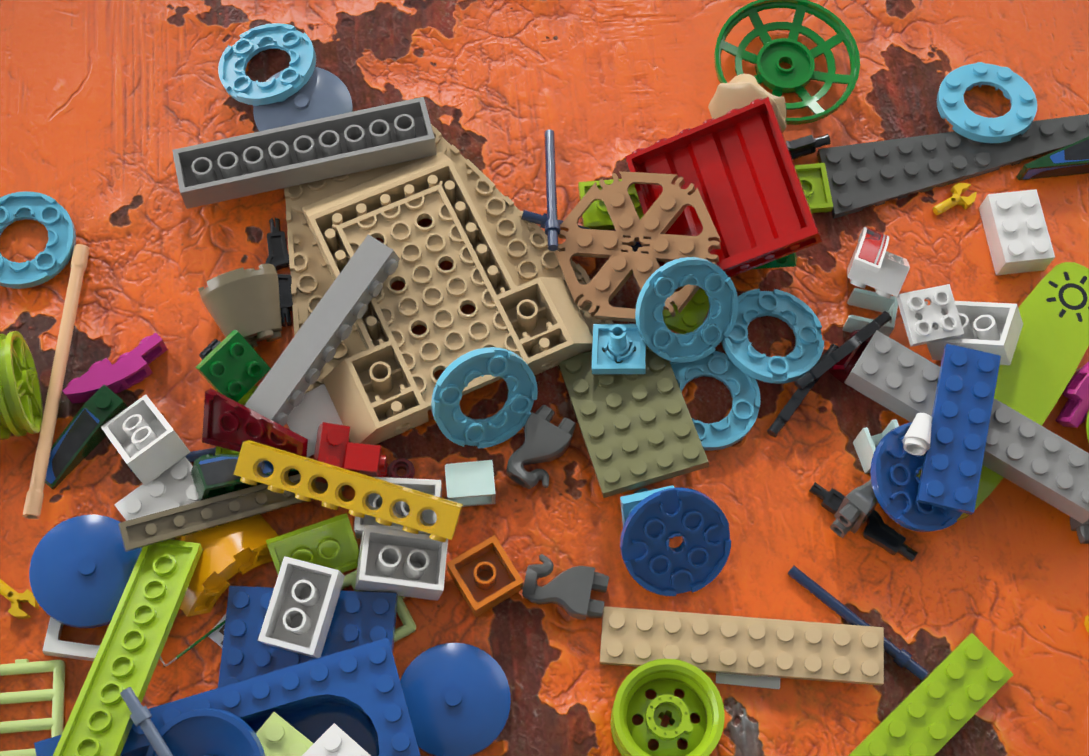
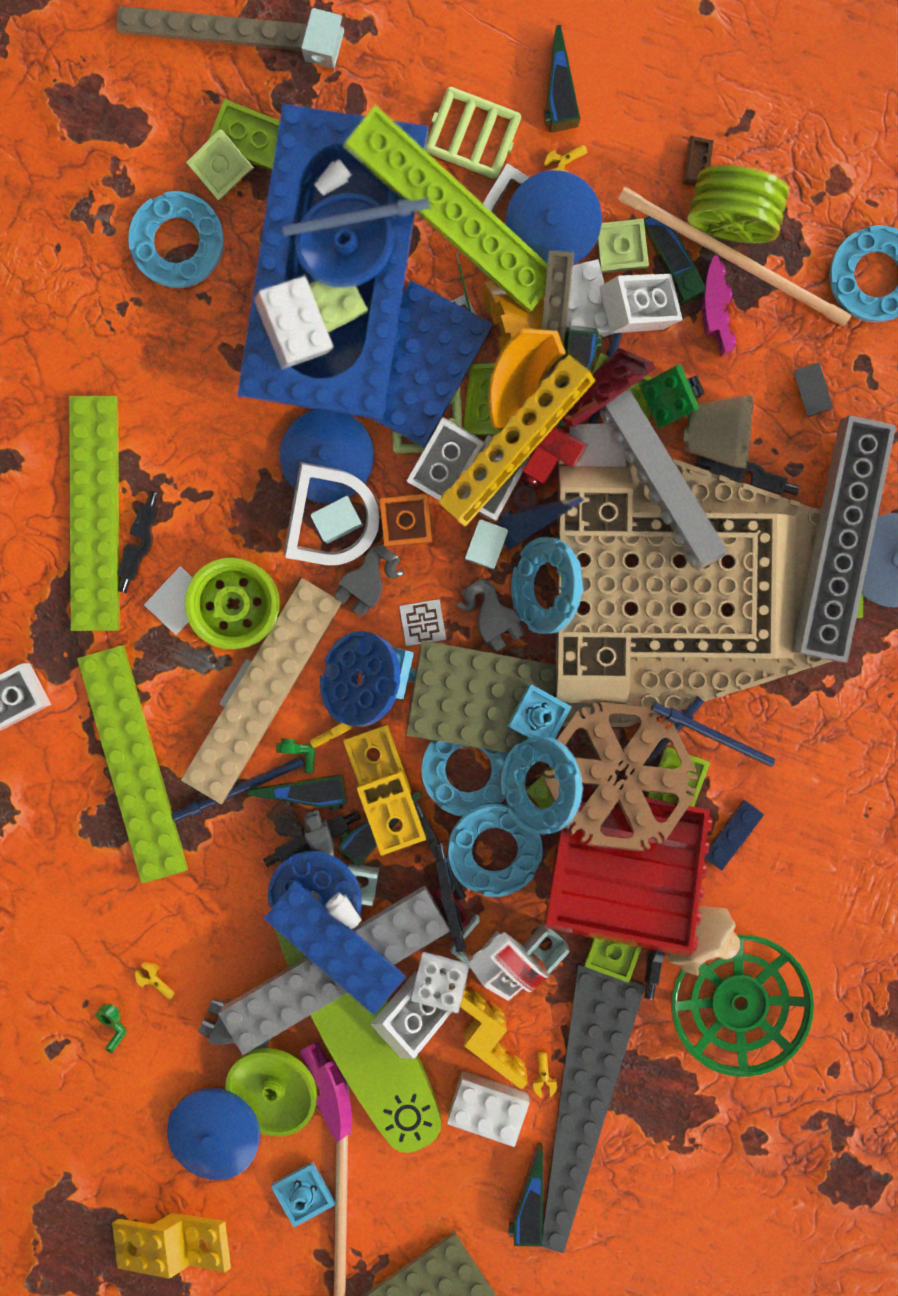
camera: 120 degrees right, 20 degrees up
(88, 490) = (622, 246): none -> yellowish green plate
(165, 245) = (813, 389): none -> dark grey hinge
(278, 520) = (520, 372): none -> light orange panel
(301, 607) = (442, 366): white brick -> none
(423, 443) = (532, 519): none -> dark blue slope
(491, 706) = (339, 557): none -> white window
(519, 651) = (336, 520): none -> light aqua piece
(582, 515) = (422, 622): none -> white sticker
(630, 135) = (733, 834): none -> dark blue plate
(740, 545) = (330, 734): none -> yellow bar
(774, 465) = (384, 790): none -> yellow bracket
(784, 587) = (289, 746): none -> green plate
(815, 539) = (317, 792): none -> slope
(822, 462) = (361, 841): none -> slope
(836, 247) = (549, 957): none -> light aqua piece
(861, 553) = (286, 820): none -> clear smoke animal
(952, 260) = (484, 1034): none -> yellow bracket
(979, 128) = (600, 1132): medium azure plate -> none

